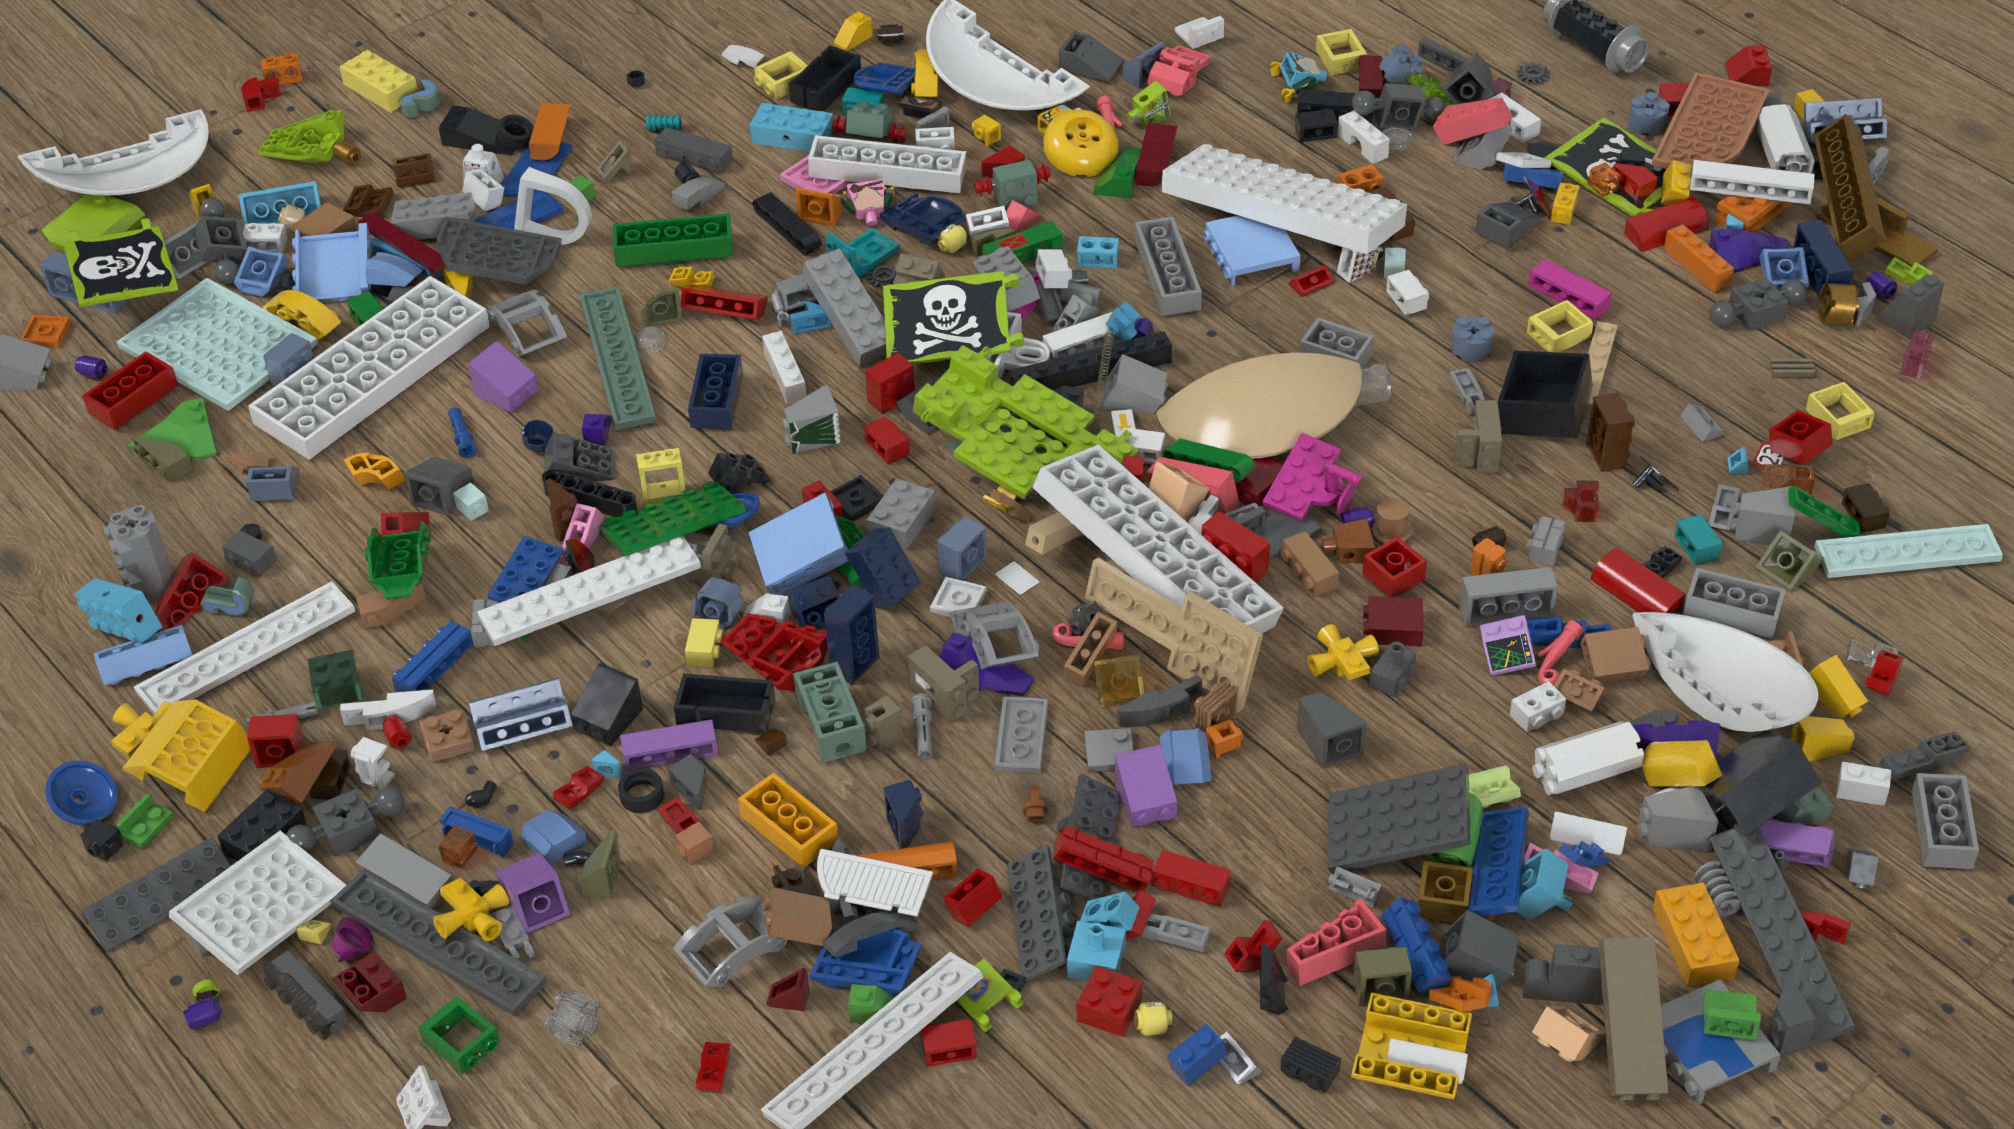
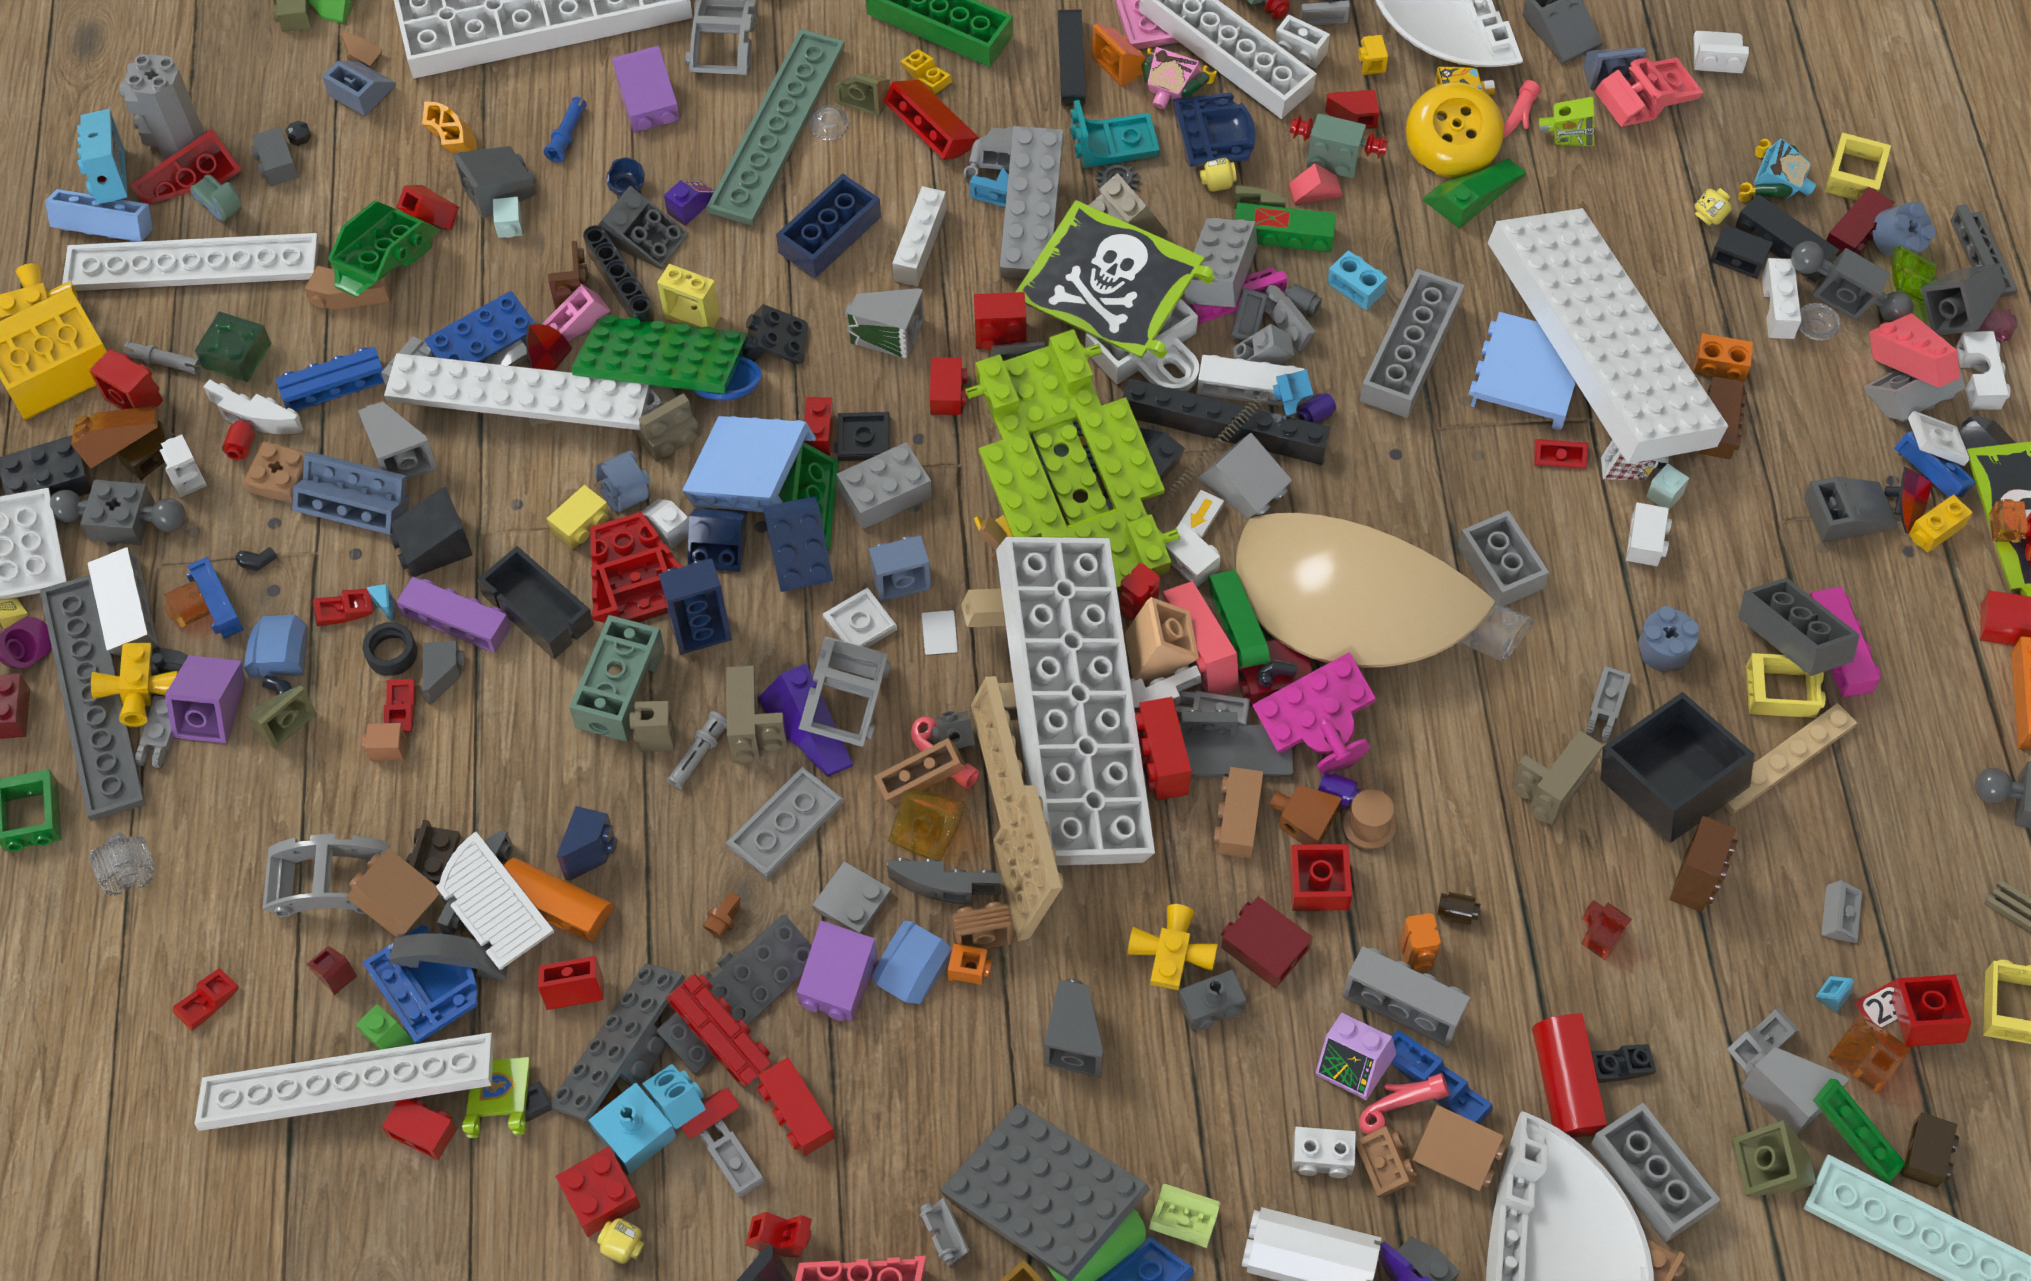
camera: 35 degrees right, 15 degrees up
(524, 663) = (396, 442): none -> light grey slope
(771, 741) = (550, 671): reddish brown slope -> none
(788, 819) = (482, 775): light orange brick -> none
(986, 221) = (1268, 176): white brick -> none
(1053, 269) = (1276, 278): white brick -> none
(1155, 153) = (1527, 186): dark red brick -> none
(1258, 474) = (1274, 668): none -> black arm
(1277, 109) = (1713, 206): none -> light yellow head
(1543, 288) = (1798, 626): none -> dark grey brick
(1546, 541) = (1519, 951): light grey brick -> none
(1647, 476) = (1717, 944): black shield -> none
(1698, 539) = (1693, 1062): teal brick -> none

